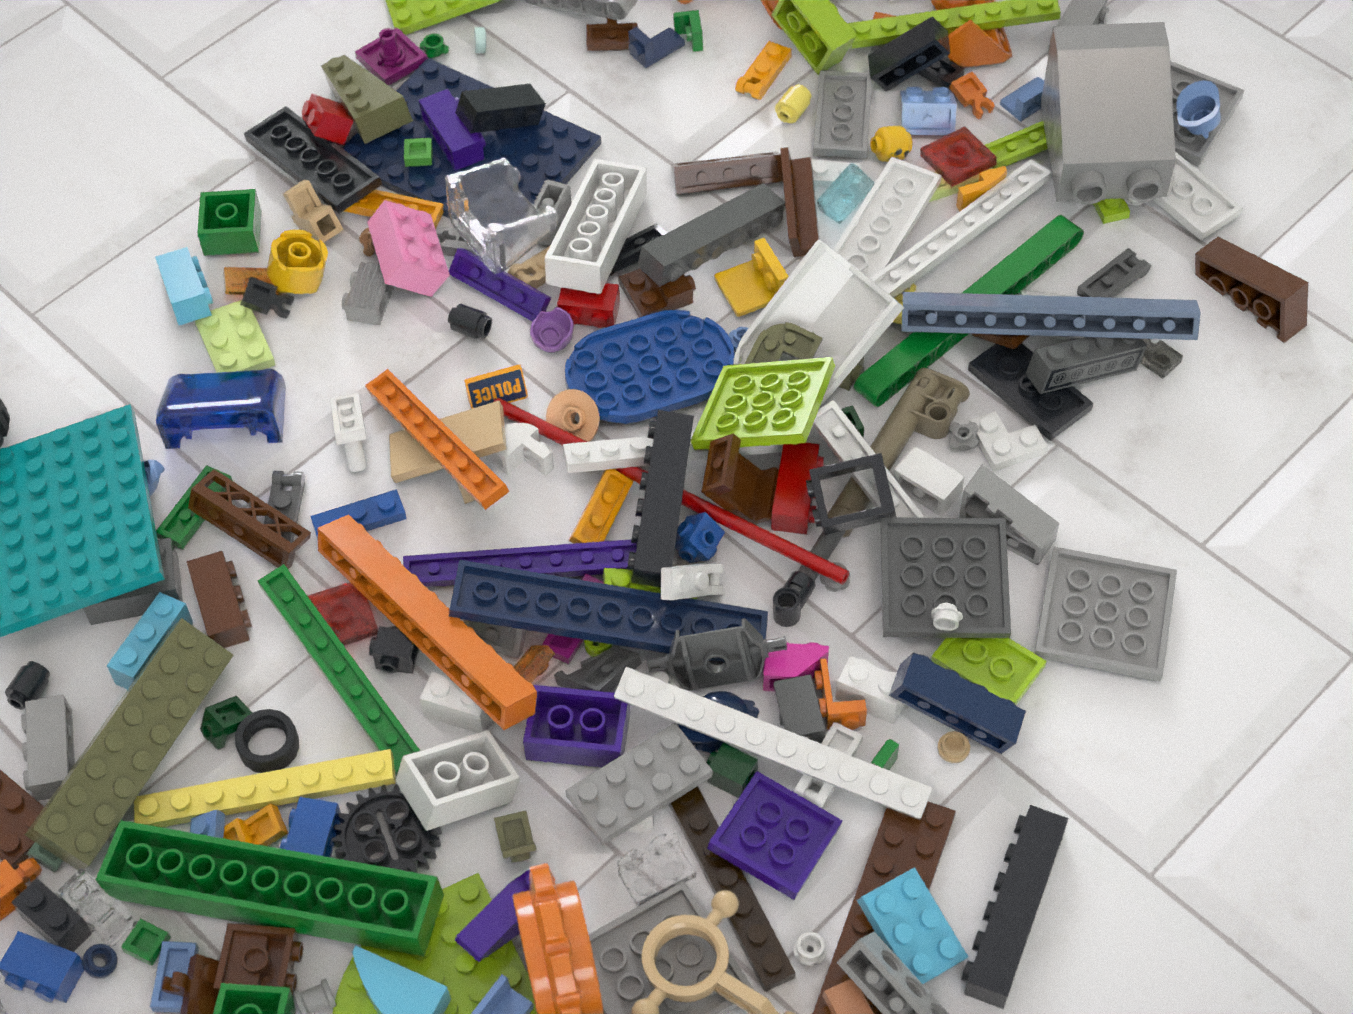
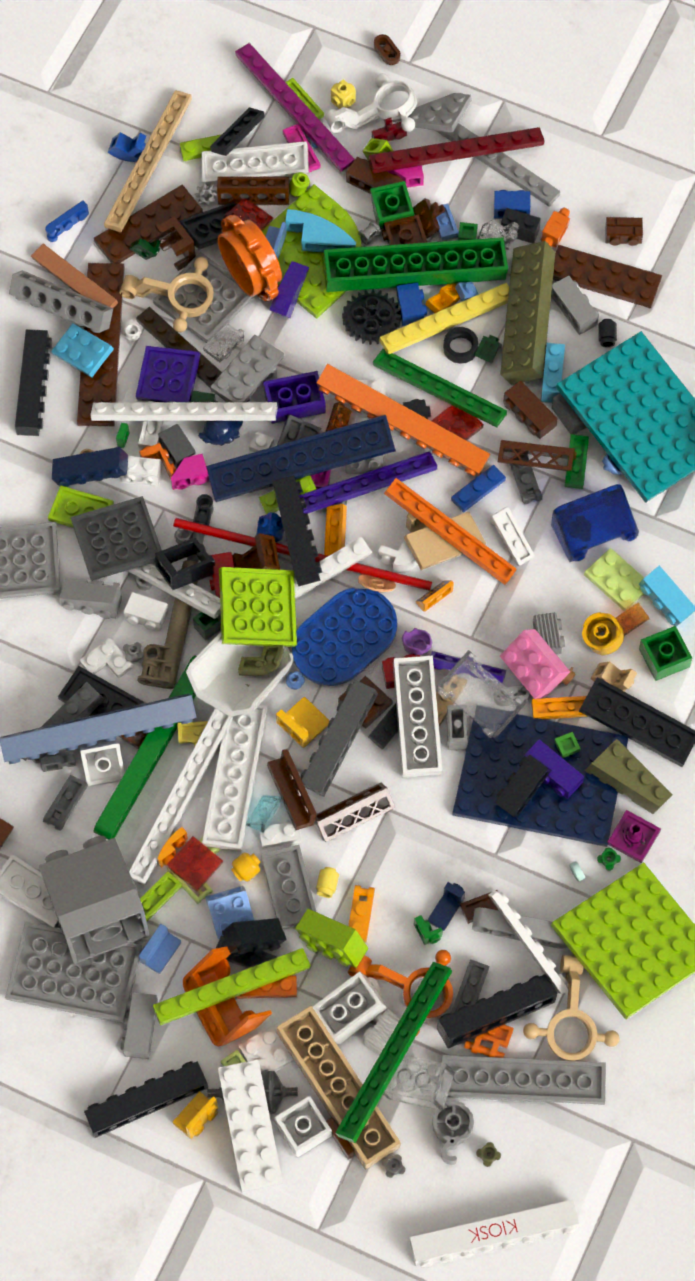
camera: 160 degrees right, 10 degrees up
(99, 951) = (483, 214): dark blue plate -> none
(262, 297) = (614, 605): black plate -> none
(327, 118) = (644, 749): red brick -> none
(457, 779) = (344, 343): white brick -> none
(470, 321) = (473, 634): black brick -> none
(515, 836) = (299, 328): olive bracket -> none
(691, 581) = (261, 492): white plate -> none
(739, 647) = (236, 447): dark grey plate -> none
(946, 617) = (108, 507): white plate -> none
(971, 91) = (202, 936): orange plate -> none
(1199, 108) = (34, 947): medium blue piece -> none

